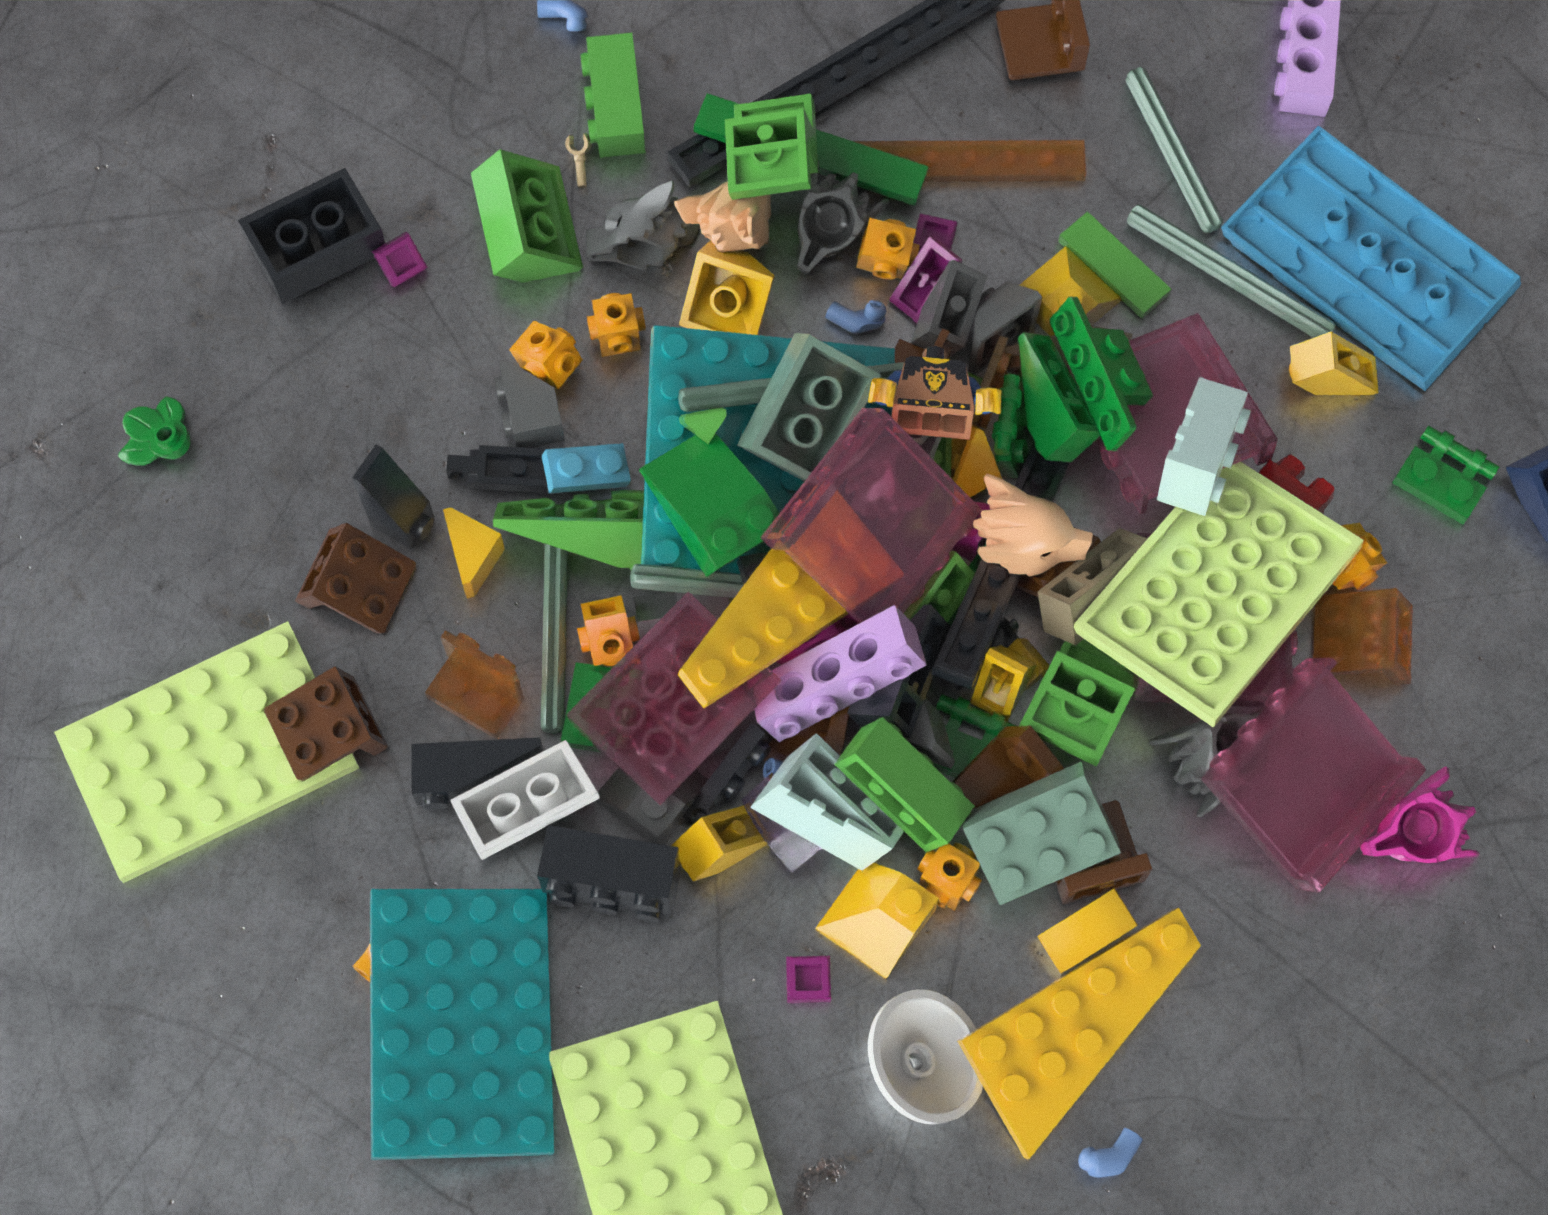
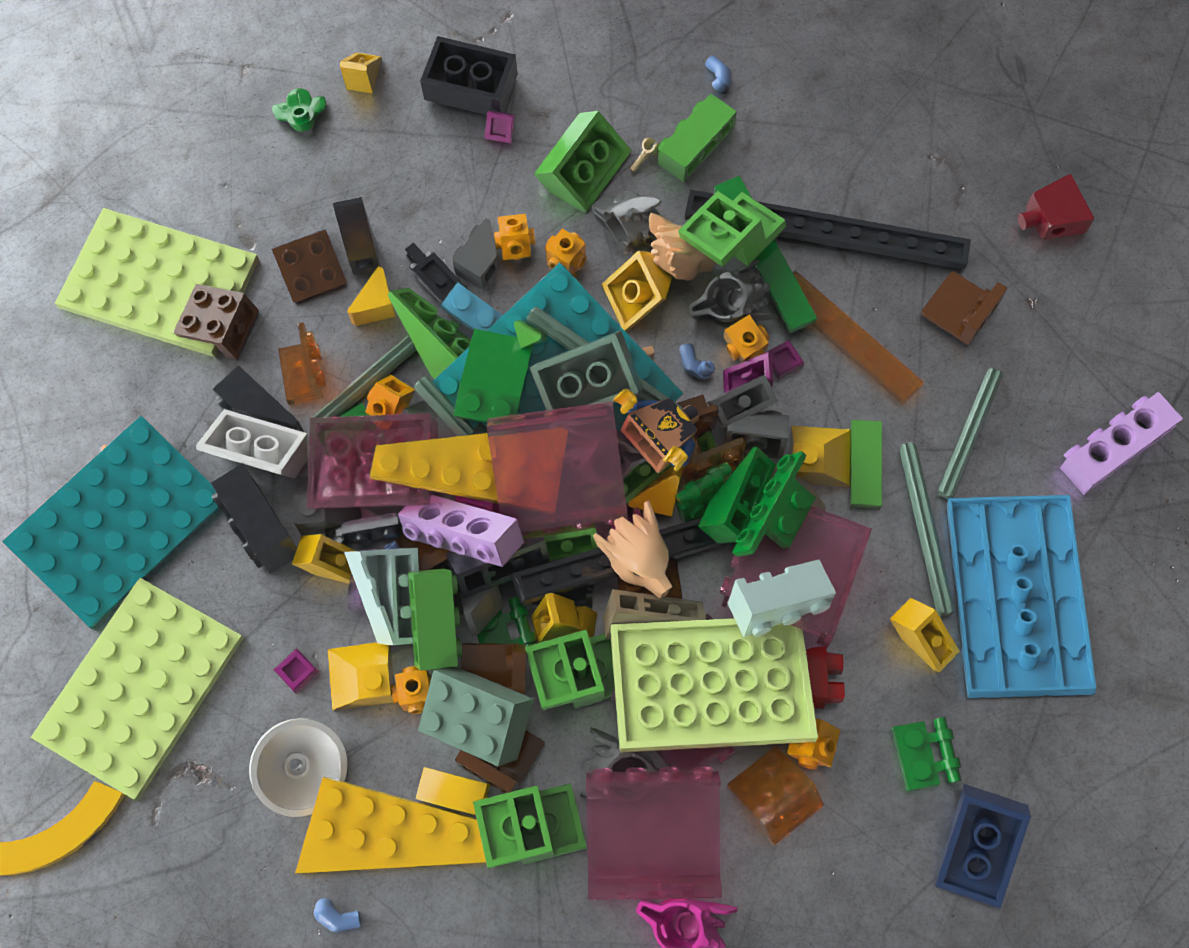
camera: 50 degrees right, 0 degrees up
(181, 333) = (360, 71): none -> yellow slope
(1197, 883) = (529, 825): none -> bright green bracket

